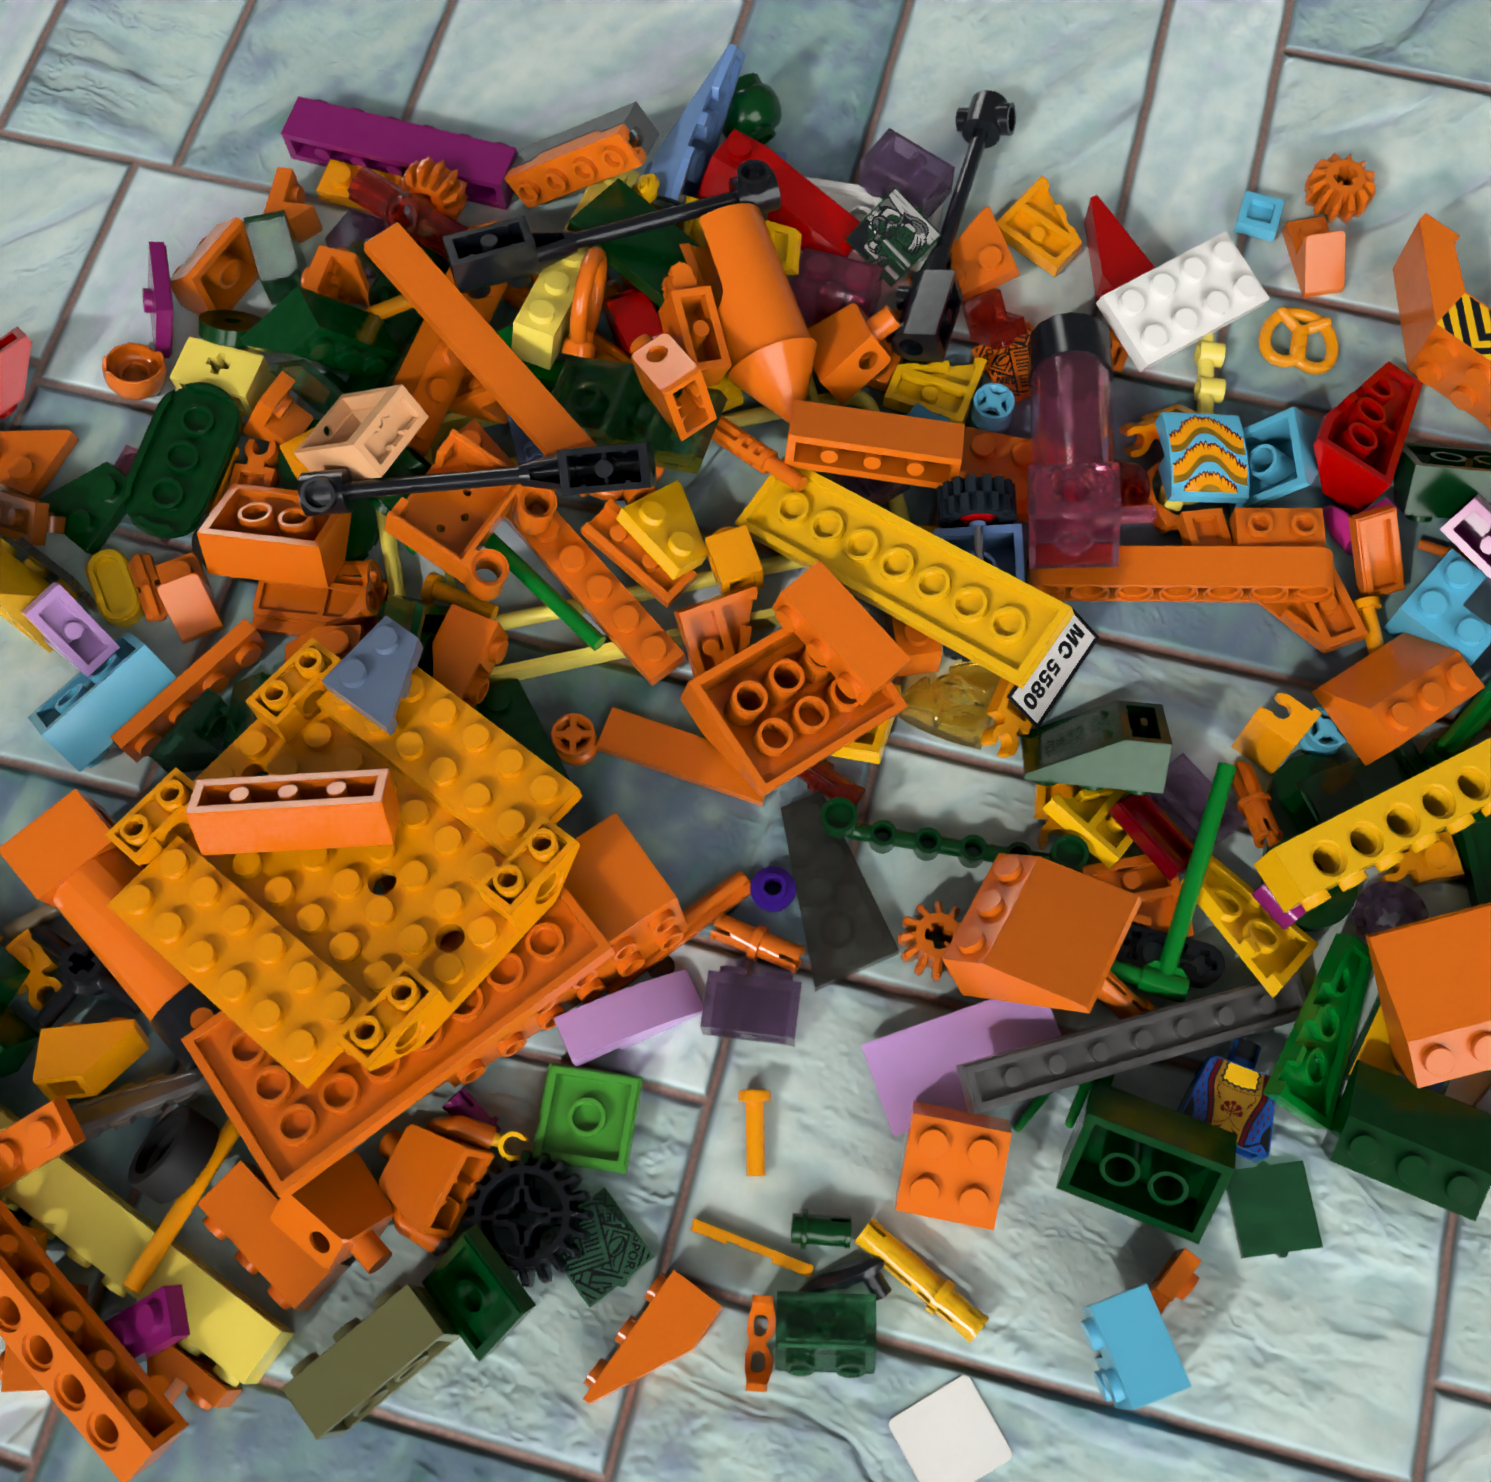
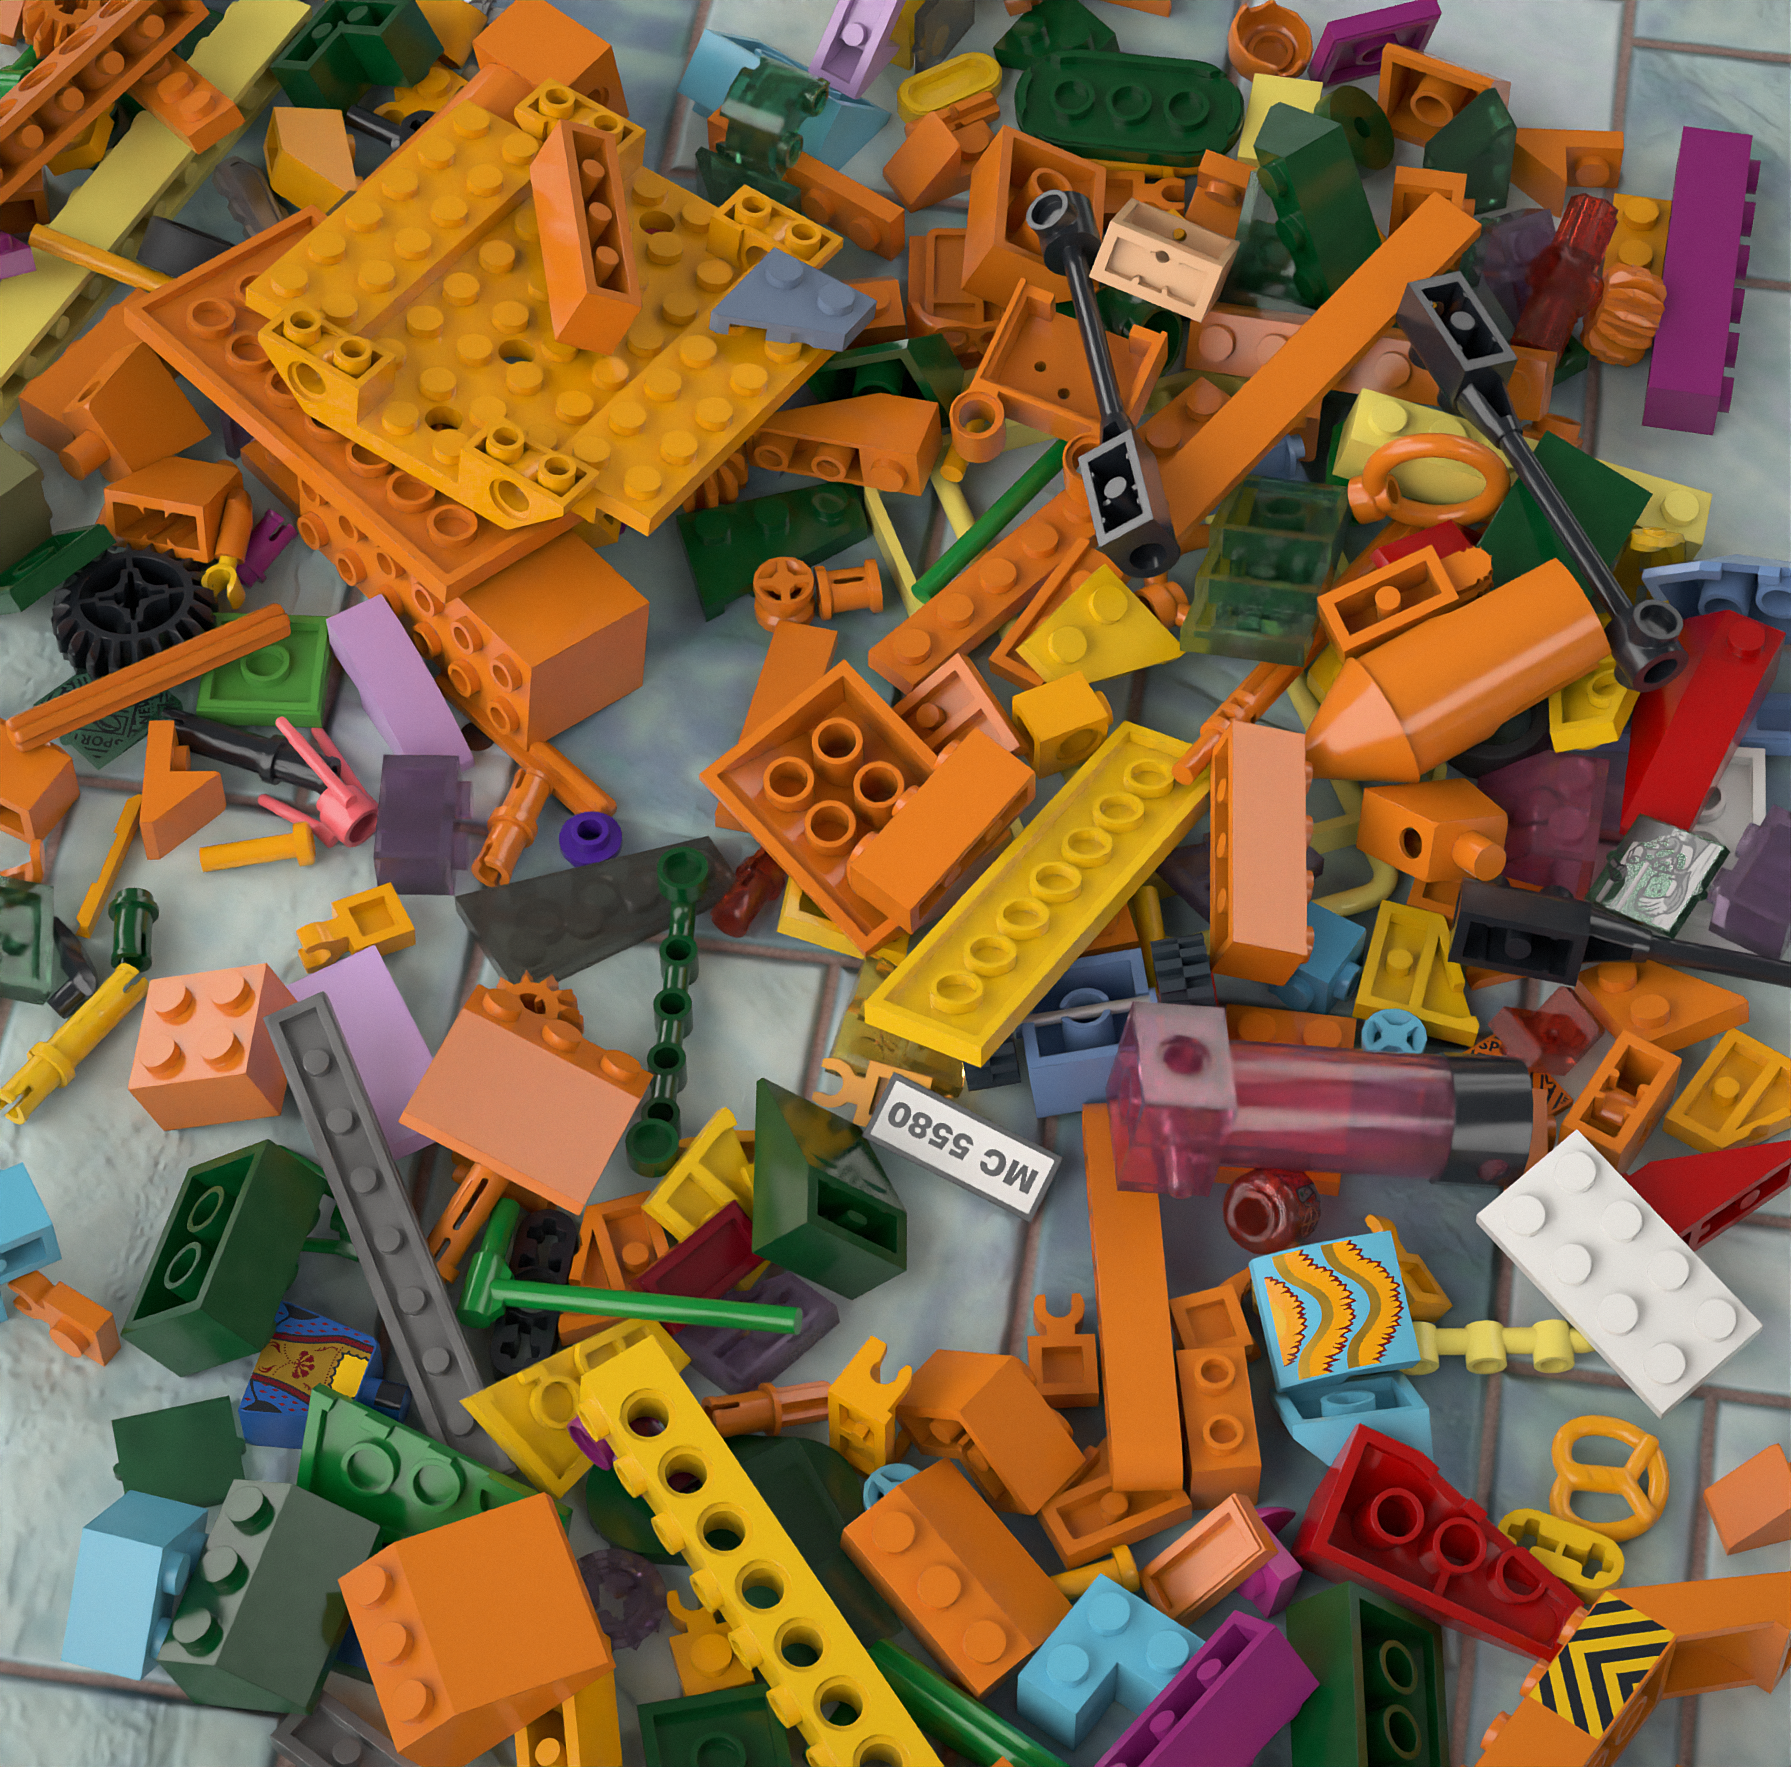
camera: 80 degrees right, 15 degrees down
(142, 693) = (766, 114): none -> clear green cylinder
(577, 681) = (848, 589): none -> orange bush
(582, 155) = (1693, 455): orange piece -> none
(607, 1207) = (148, 677): none -> orange axle
(663, 1135) = (269, 757): none -> black pin
(665, 370) = (1278, 565): orange torso -> none
(710, 1199) = (173, 796): none -> orange slope
(727, 1062) = (344, 807): none -> coral plant
(836, 1053) = (357, 923): none -> light orange plate
(1057, 284) = (1624, 1099): none -> orange brick
(1218, 624) = (1062, 1357): none -> orange plate
(1282, 662) = (994, 1423): none -> orange brick
(1345, 369) = (1566, 1549): none -> yellow beam
(1400, 1235) = (127, 1581): none -> medium azure brick

